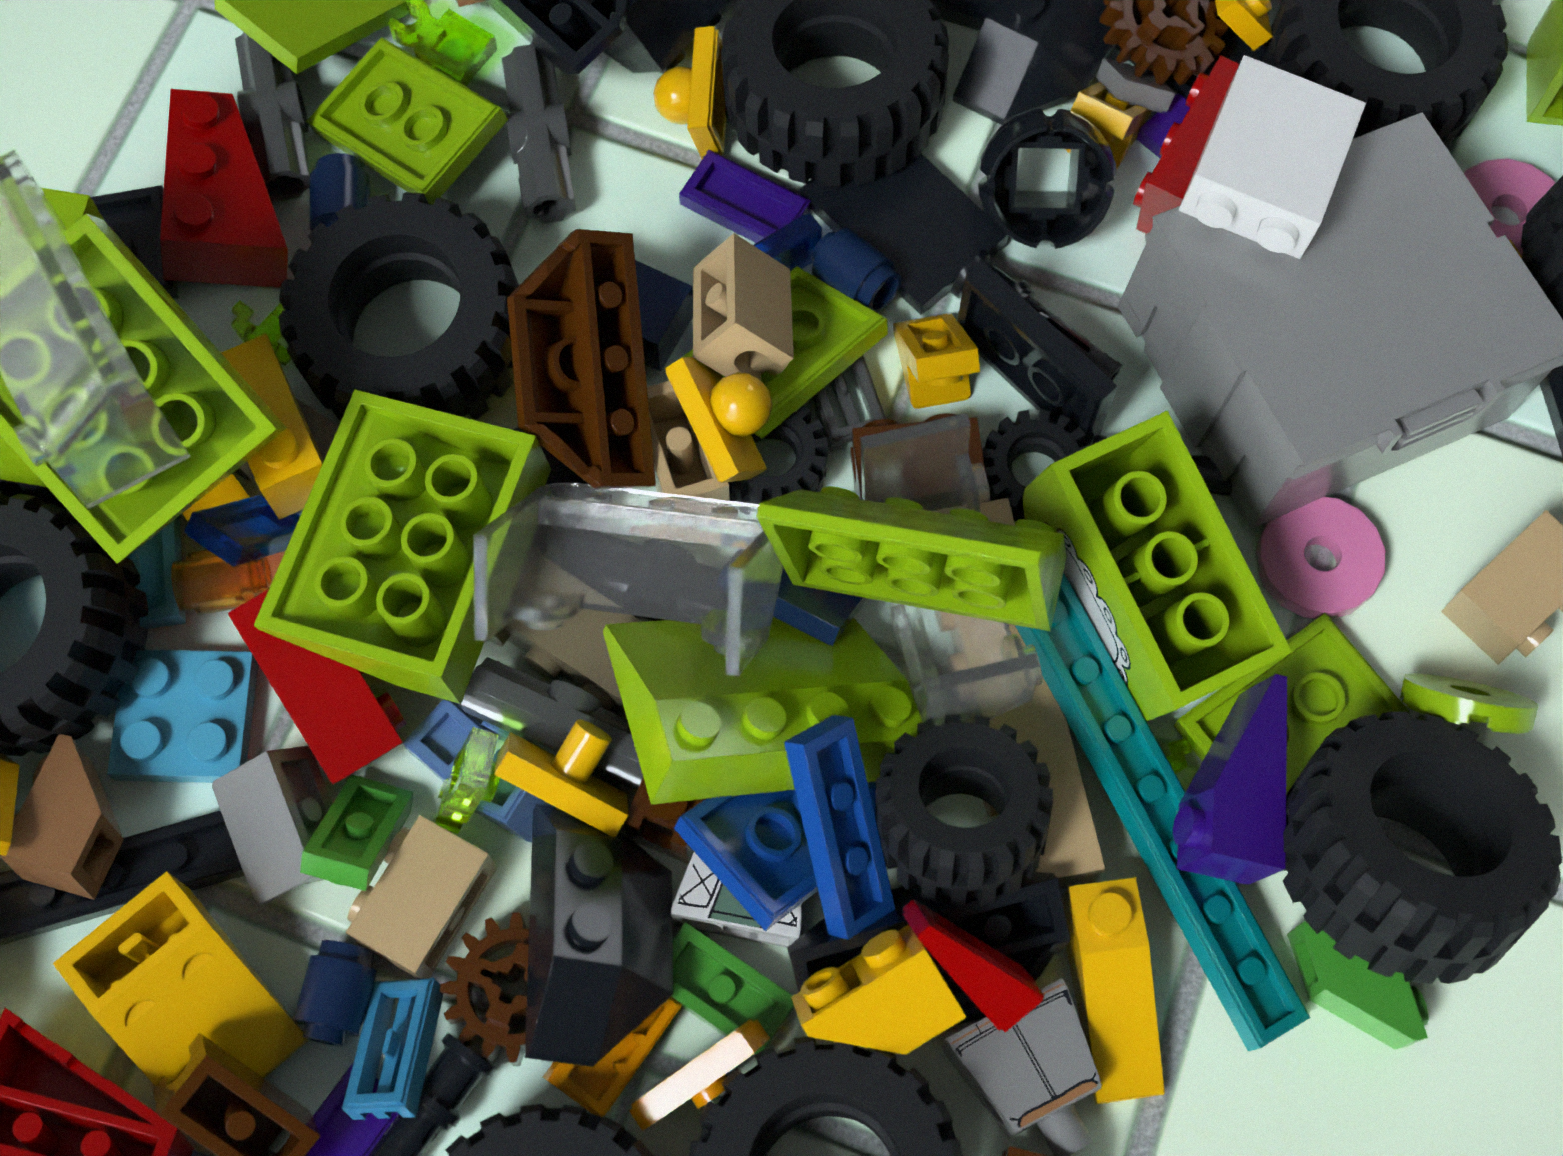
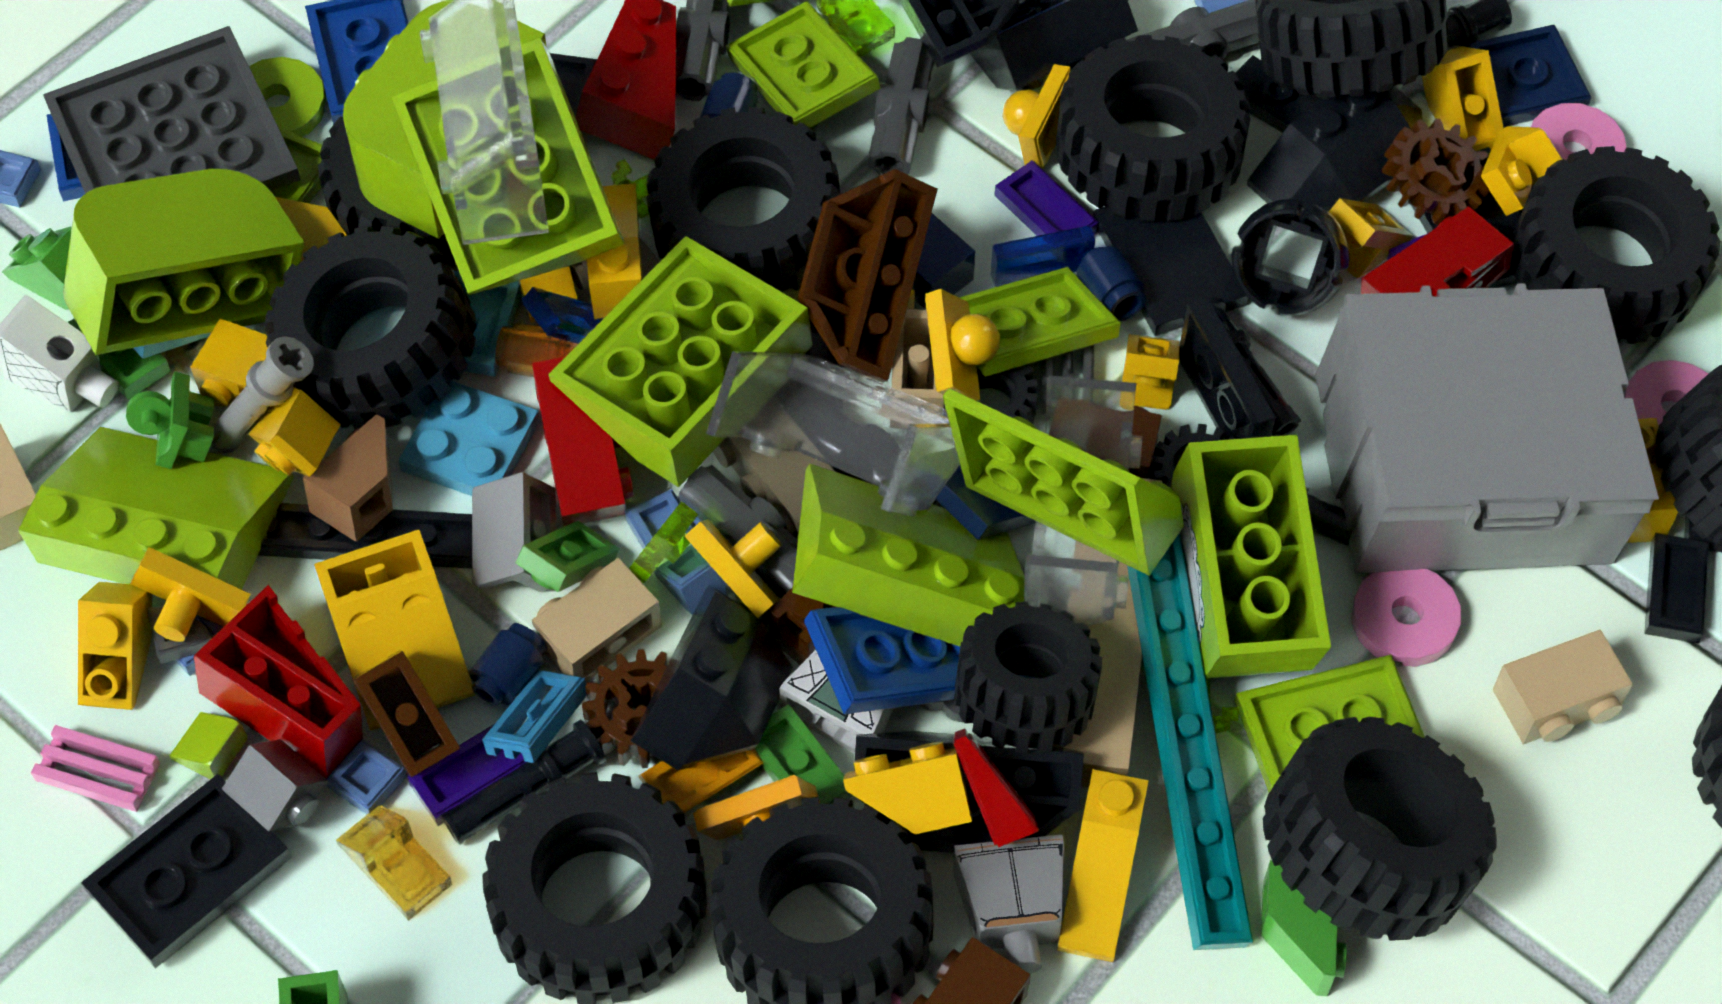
camera: 20 degrees right, 10 degrees down
(742, 310) = (1004, 275): tan brick -> none
(840, 826) = (928, 653): blue plate -> none
(1141, 91) = (1402, 219): light grey tile -> none
(1237, 801) = (1248, 758): dark purple slope -> none
(1272, 157) = (1455, 277): white brick -> none
(1468, 701) = (1475, 750): lime tile -> none

